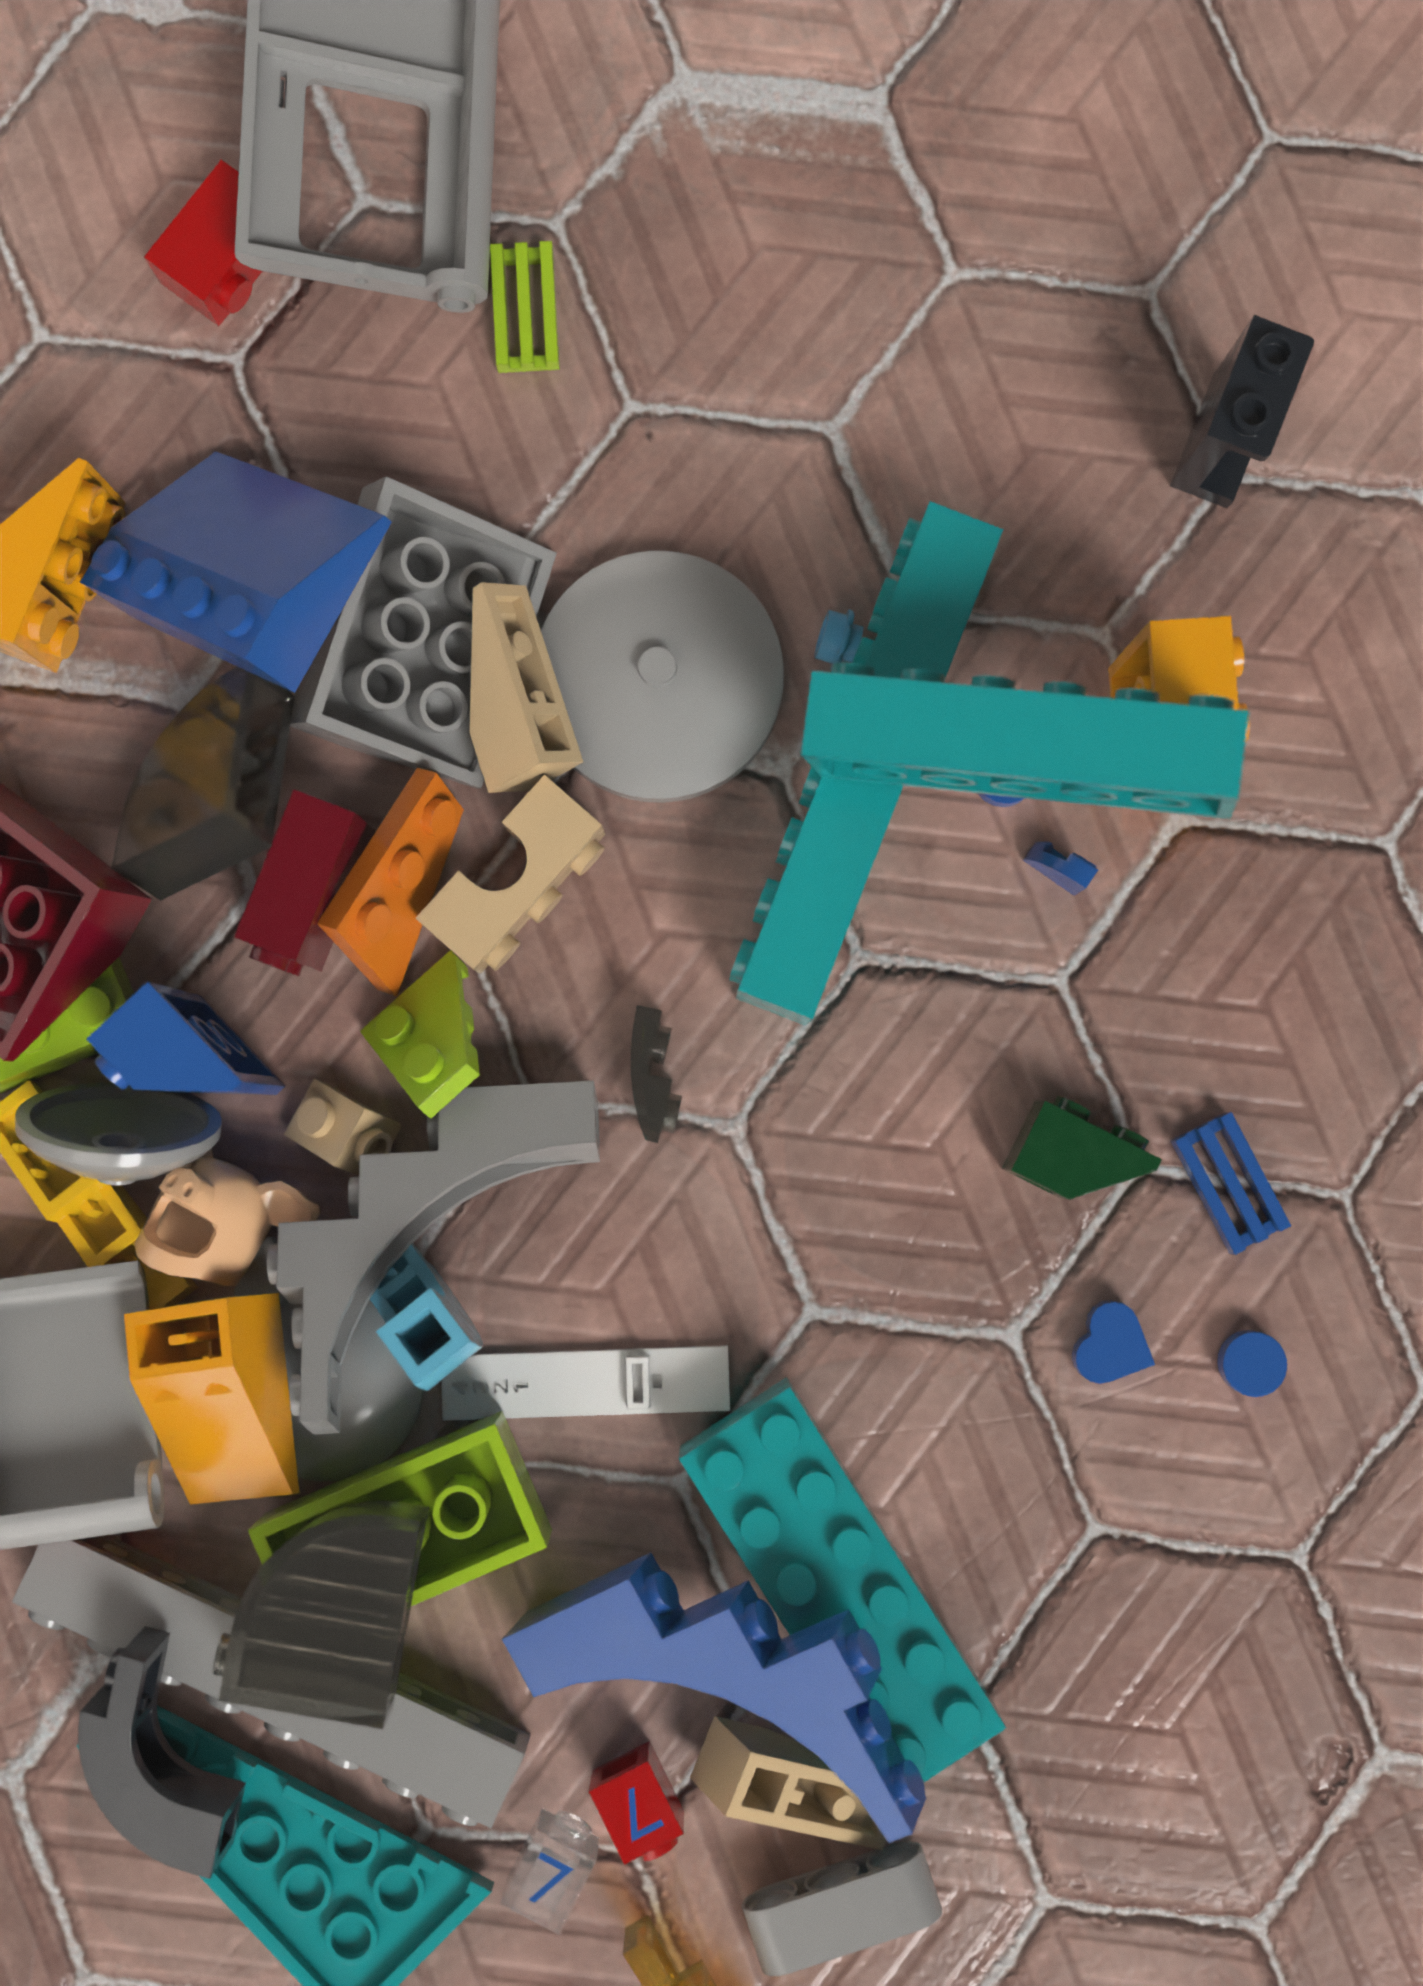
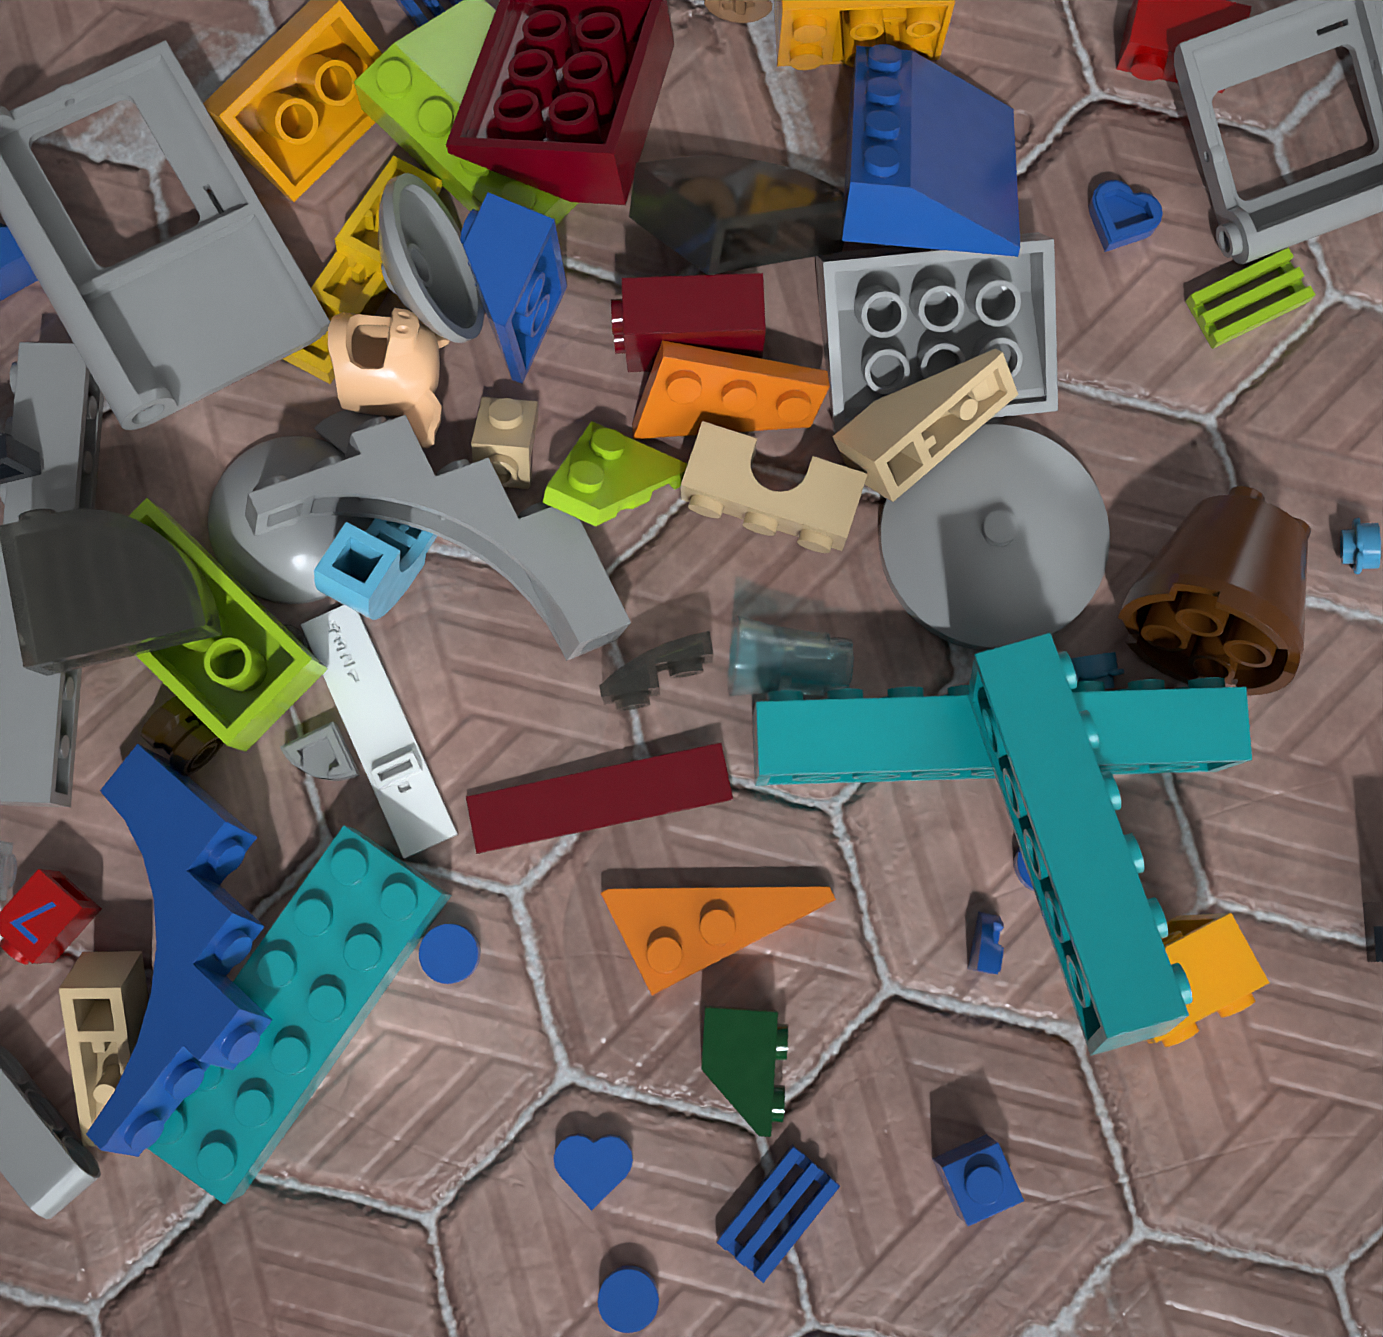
camera: 70 degrees right, 5 degrees down
(217, 1395) = (248, 424): light orange slope -> none
(380, 393) = (1123, 215): none -> blue tile
(510, 1592) = (181, 736): none -> dark brown wheel
(588, 1451) = (322, 754): none -> light grey tile
(698, 940) = (785, 658): none -> clear light blue plant
(753, 1187) = (599, 798): none -> dark red piece
(823, 476) = (1225, 595): none -> reddish brown cone
(826, 319) = (1361, 546): none -> dark azure plate
(845, 1402) = (449, 953): none -> blue tile
(923, 1151) = (691, 928): none -> orange wing
(1281, 976) = (978, 1180): none -> blue brick

